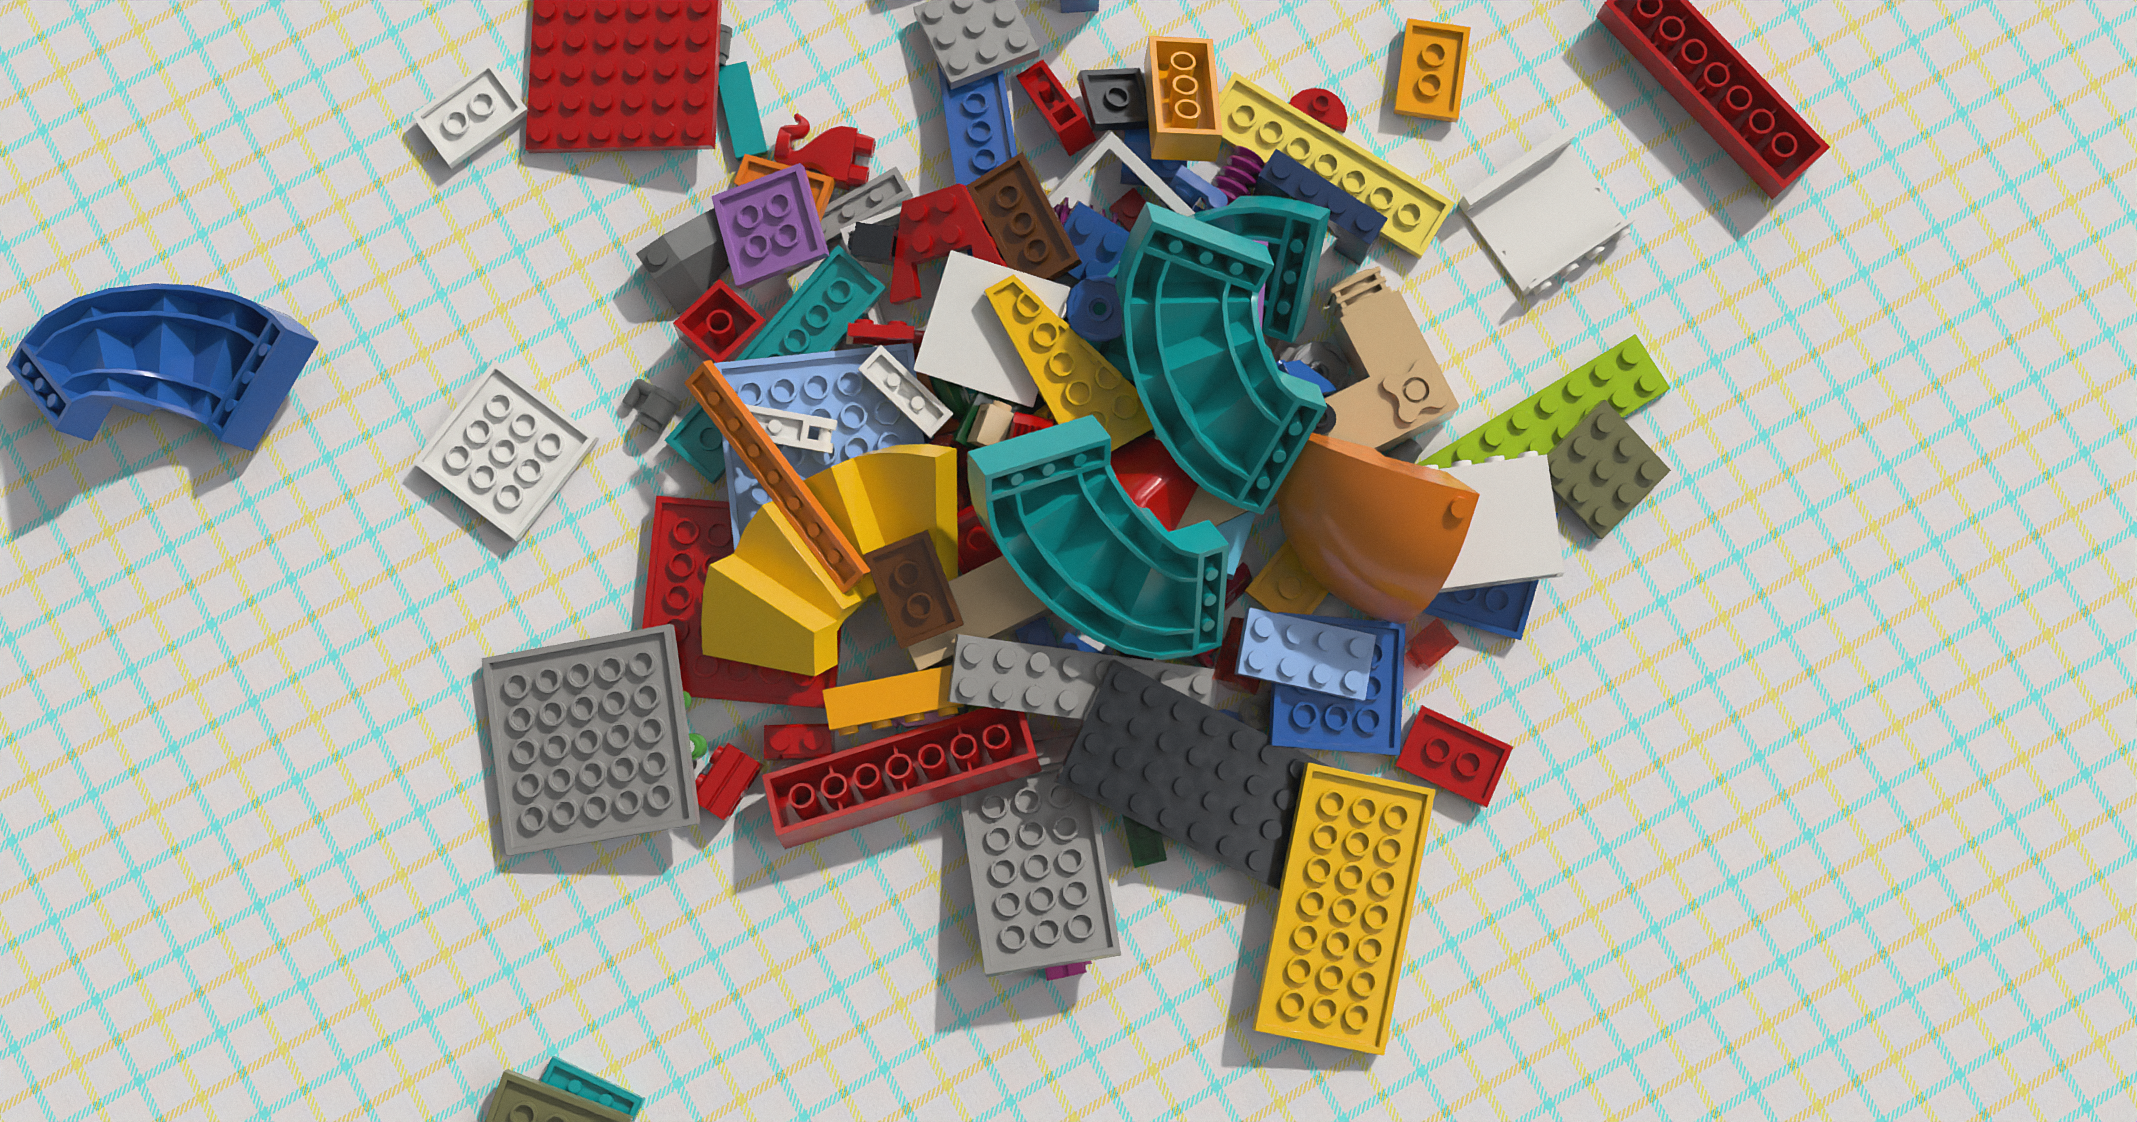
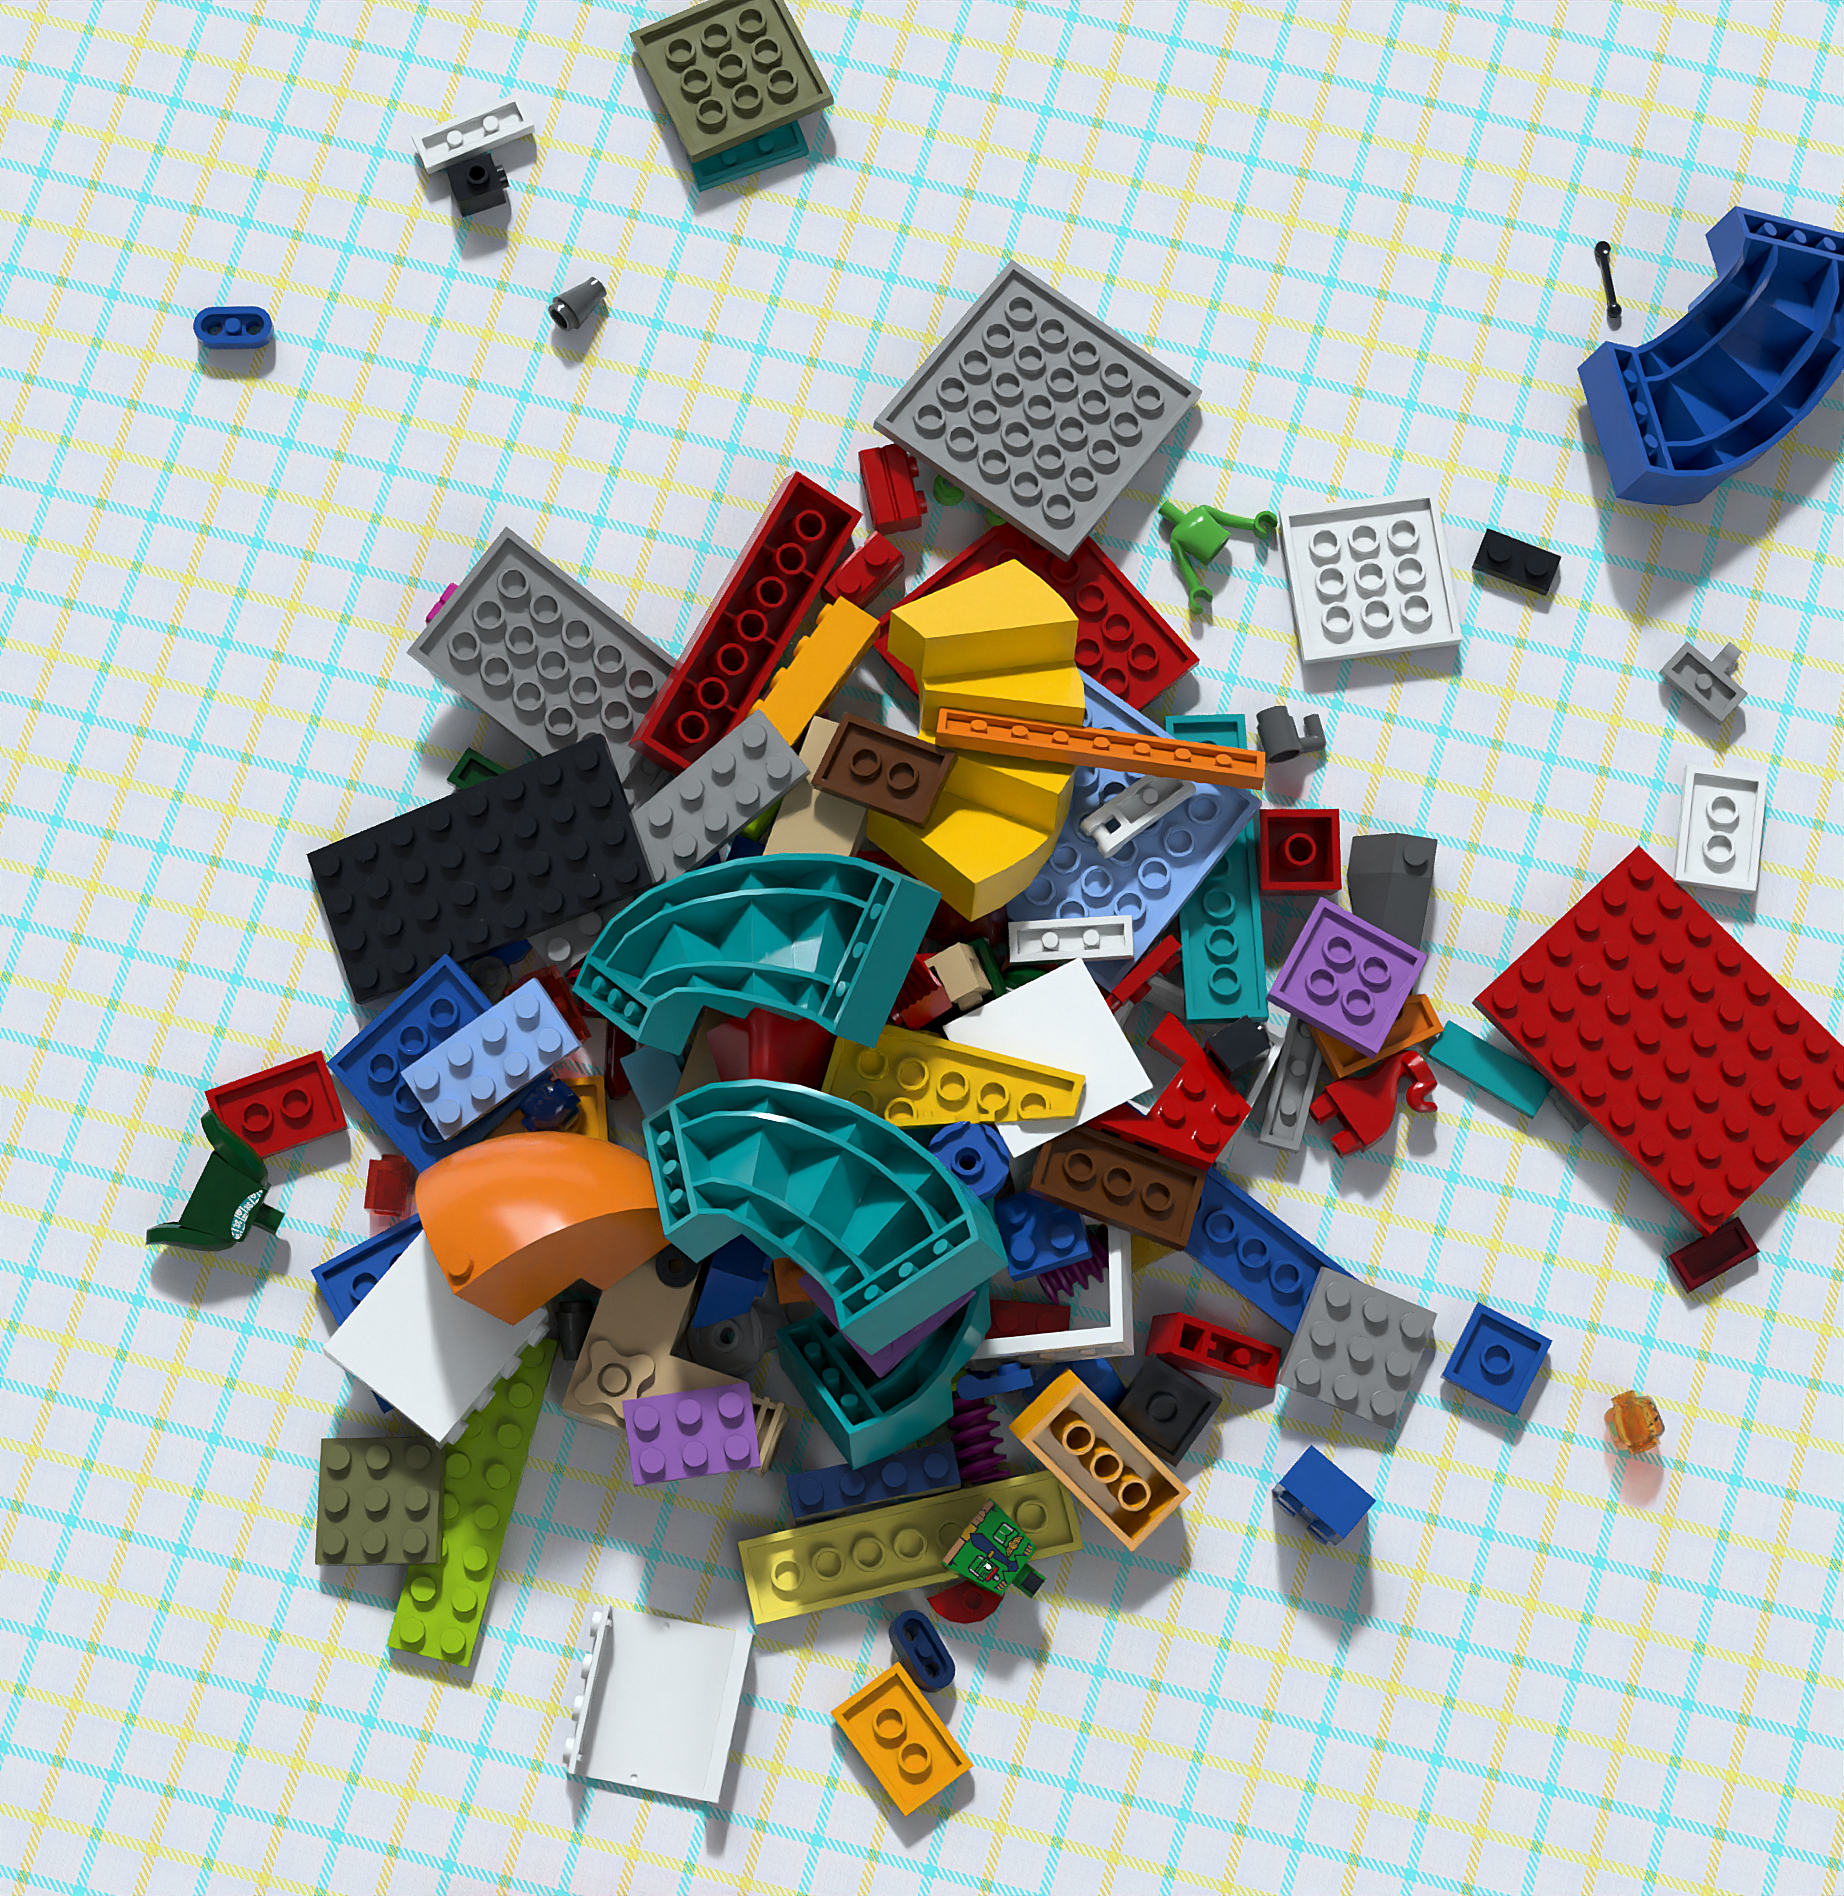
camera: 135 degrees right, 5 degrees down
(157, 513) = (1602, 251): none -> black hinge
(384, 203) = (1706, 681): none -> light grey plate
(413, 377) = (1516, 562): none -> black plate
(576, 568) = (1204, 538): none -> bright green piece
(794, 1094) = (575, 305): none -> dark grey cone
(1289, 109) = (994, 1554): none -> torso
(1298, 593) = (550, 1107): none -> clear blue head
(1343, 909) = (251, 883): yellow plate -> none
(1374, 105) = (923, 1651): none -> dark blue plate
(1401, 317) = (691, 1434): none -> medium lavender plate
(1535, 727) = (225, 1198): none -> dark green torso

